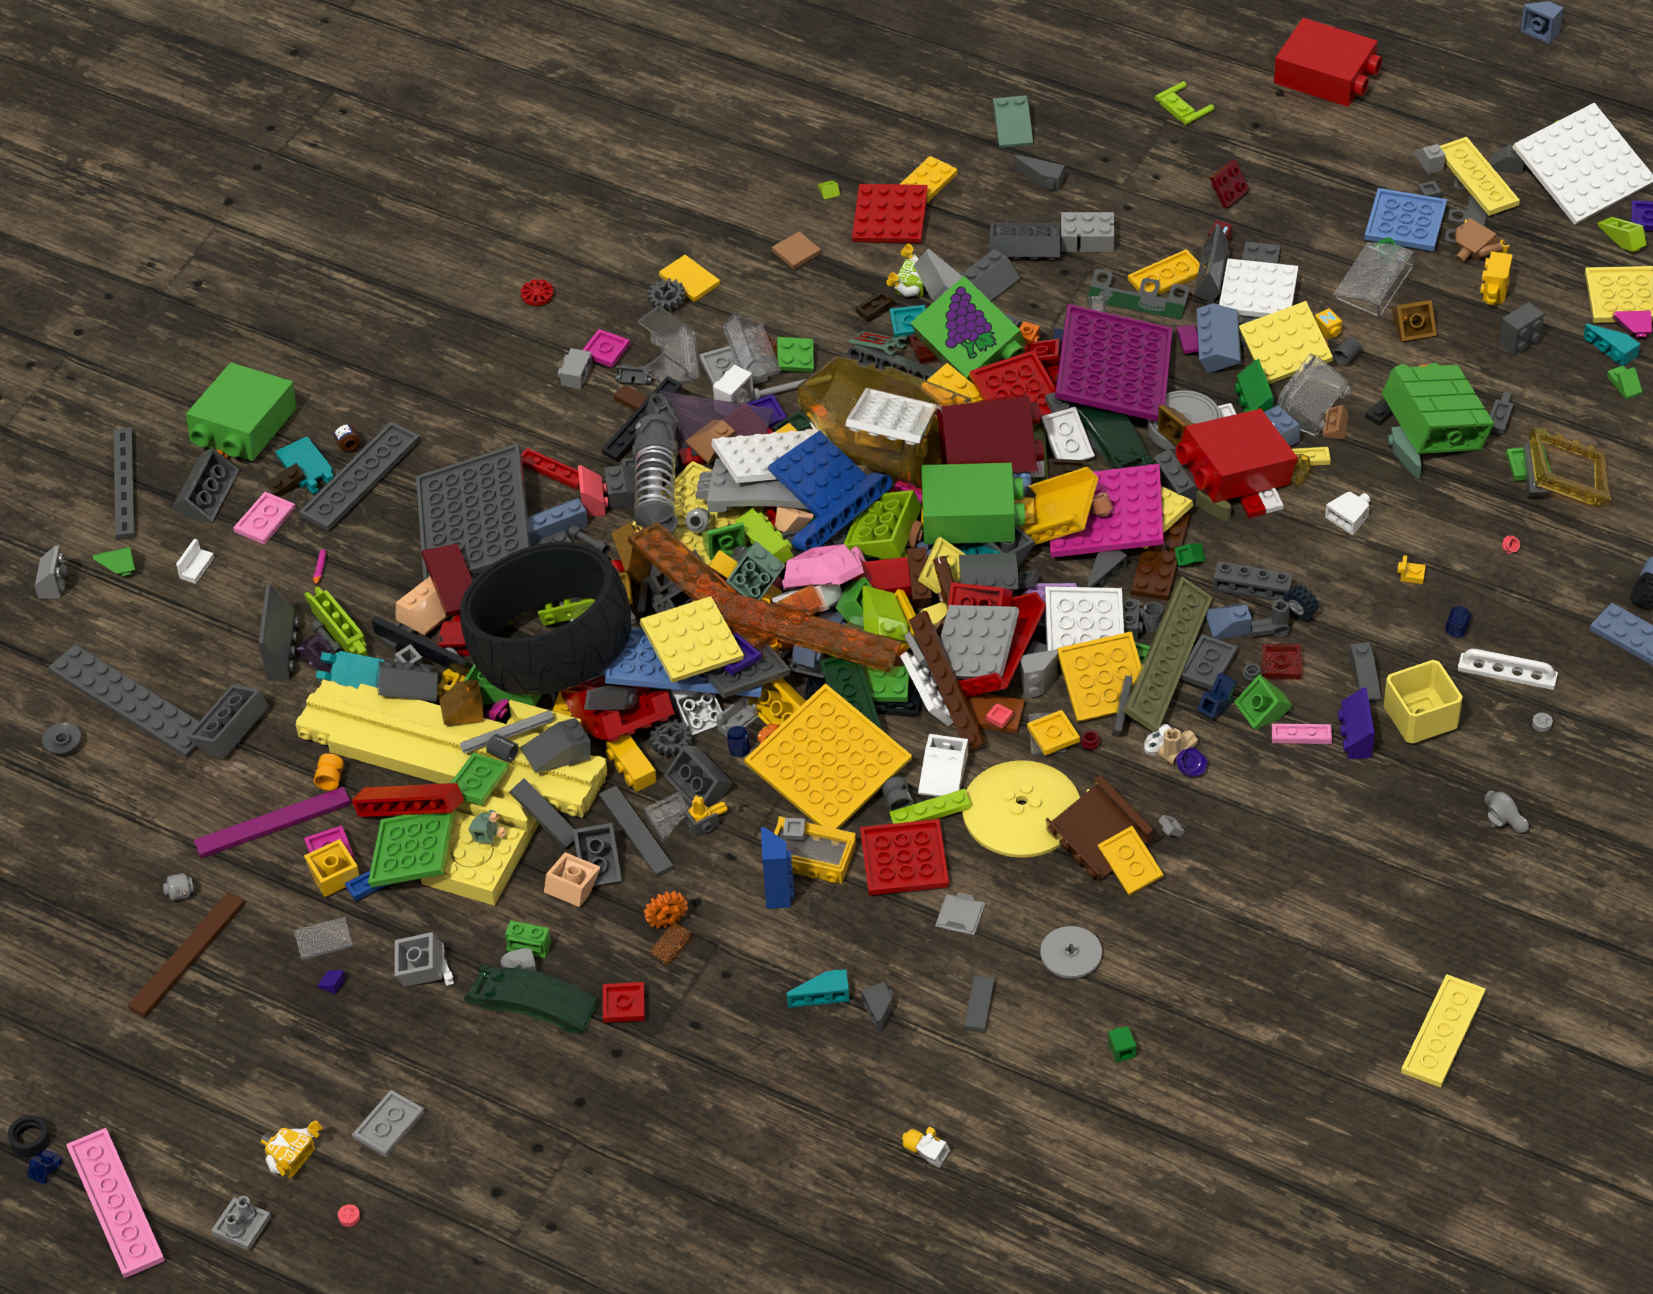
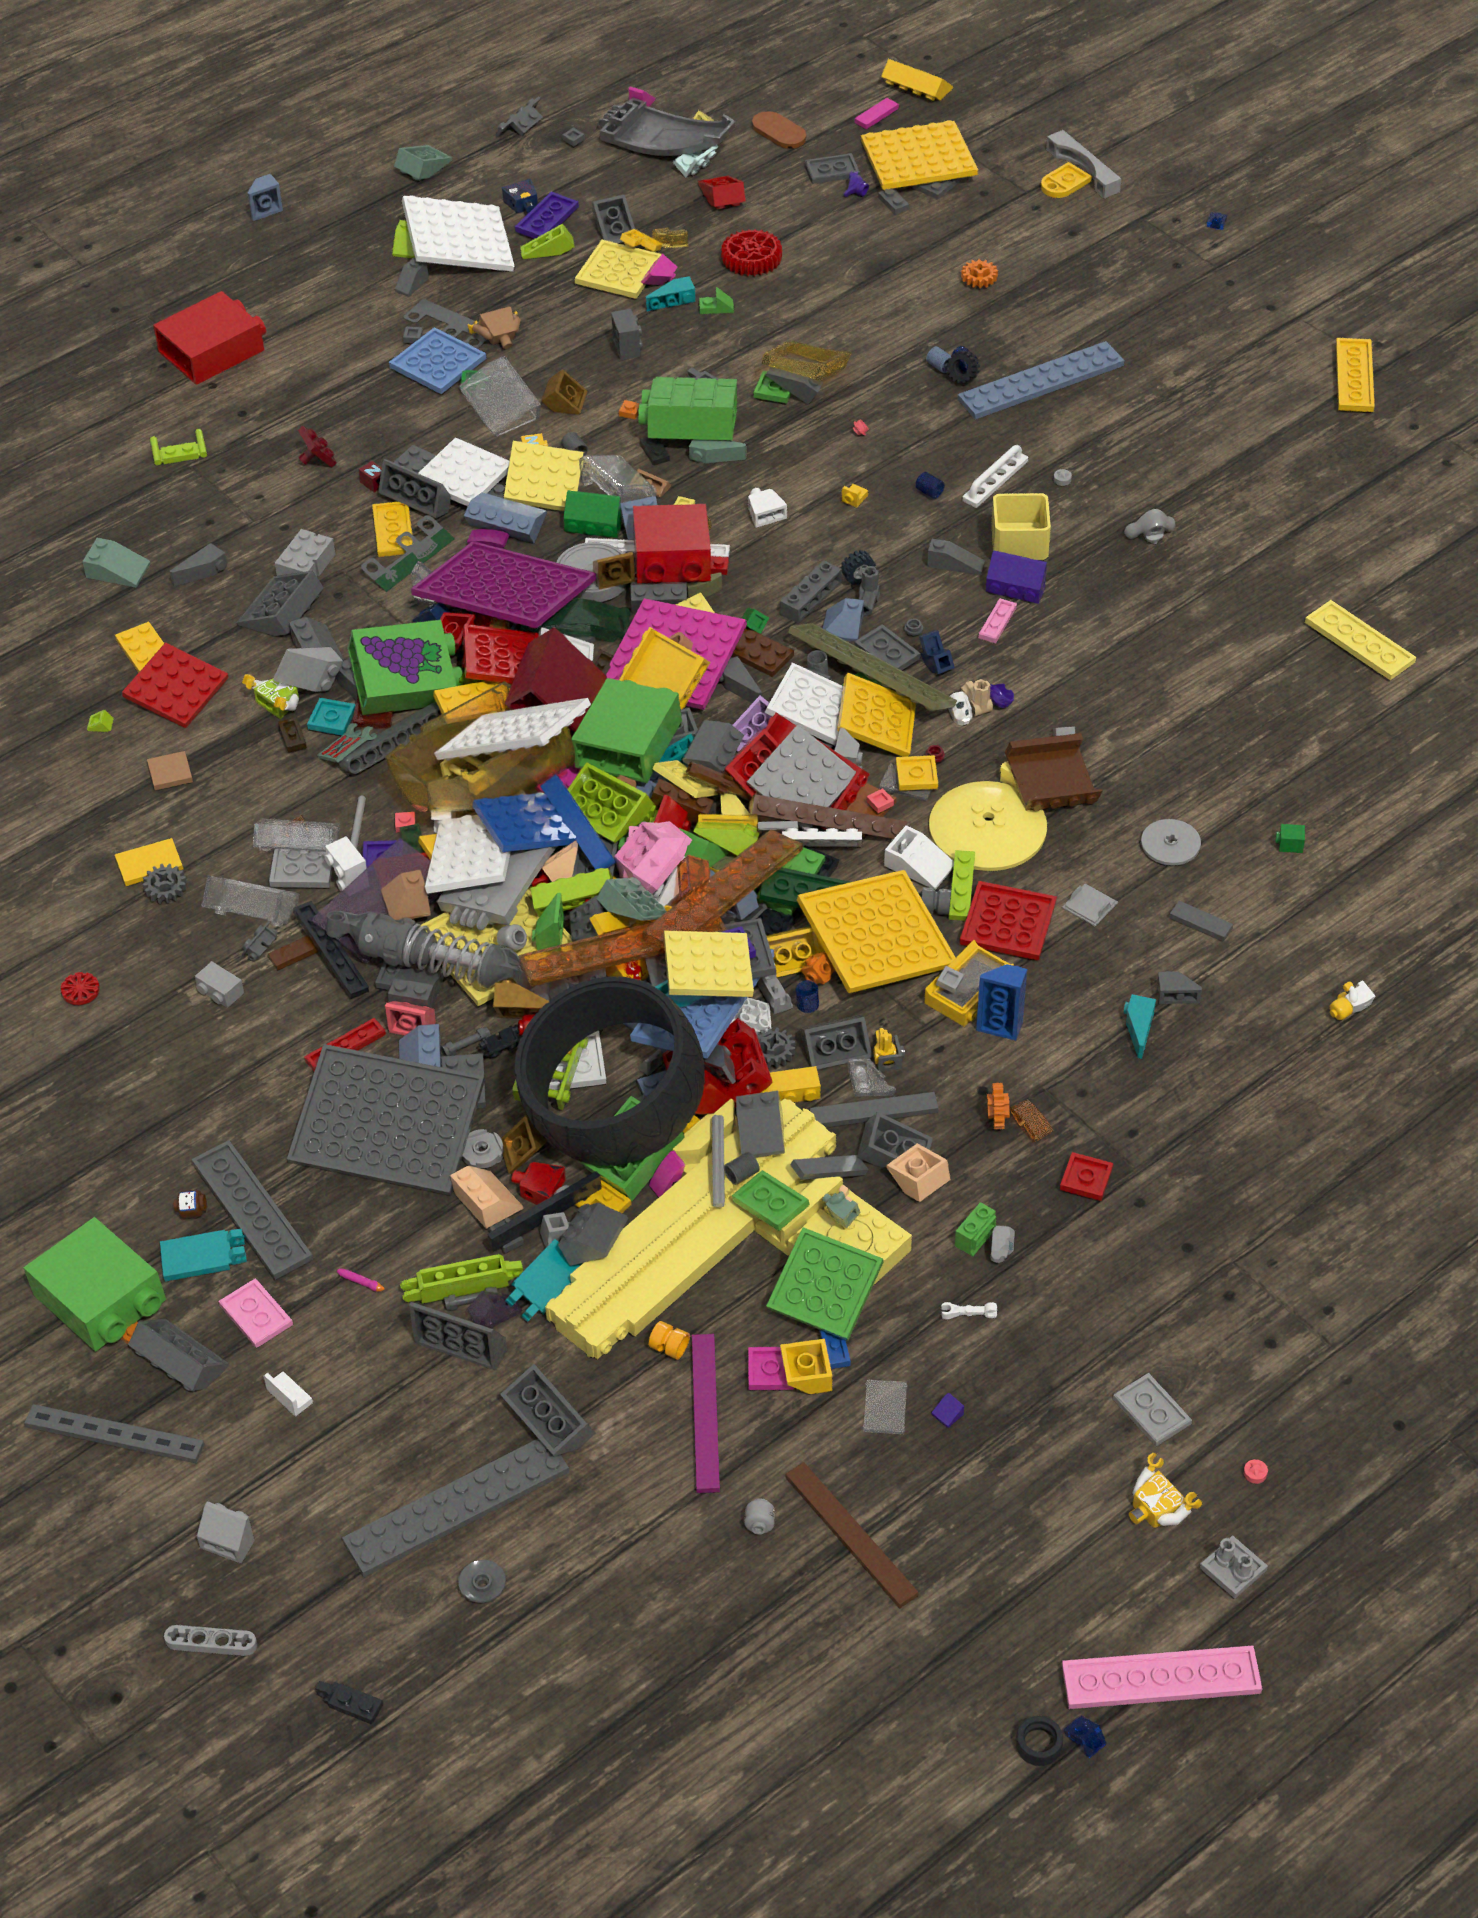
camera: 70 degrees left, 0 degrees up
(118, 560) = (237, 1462): bright green slope -> none
(286, 480) = (216, 1275): dark brown plate -> none
(408, 800) = (764, 1268): red brick -> none
(418, 959) = (966, 1322): light grey brick -> none
(448, 575) = (472, 1156): dark red tile -> none
(462, 703) = (656, 1189): pearl gold slope -> none
(533, 995) = (1048, 1246): clear green windscreen -> none
(607, 347) = (203, 950): dark pink plate -> none
(795, 354) = (319, 808): bright green plate -> none
(1055, 404) = (530, 634): dark grey plate -> none
(1120, 715) = (916, 715): dark grey tile -> none
(1130, 860) = (1093, 767): yellow tile -> none
(1262, 703) = (956, 630): bright green slope -> none
(1281, 661) = (911, 604): clear red plate -> none
(1431, 158) = (372, 319): light grey slope -> none
(1478, 176) = (417, 301): light yellow plate -> none
(1496, 278) = (556, 328): yellow hinge -> none

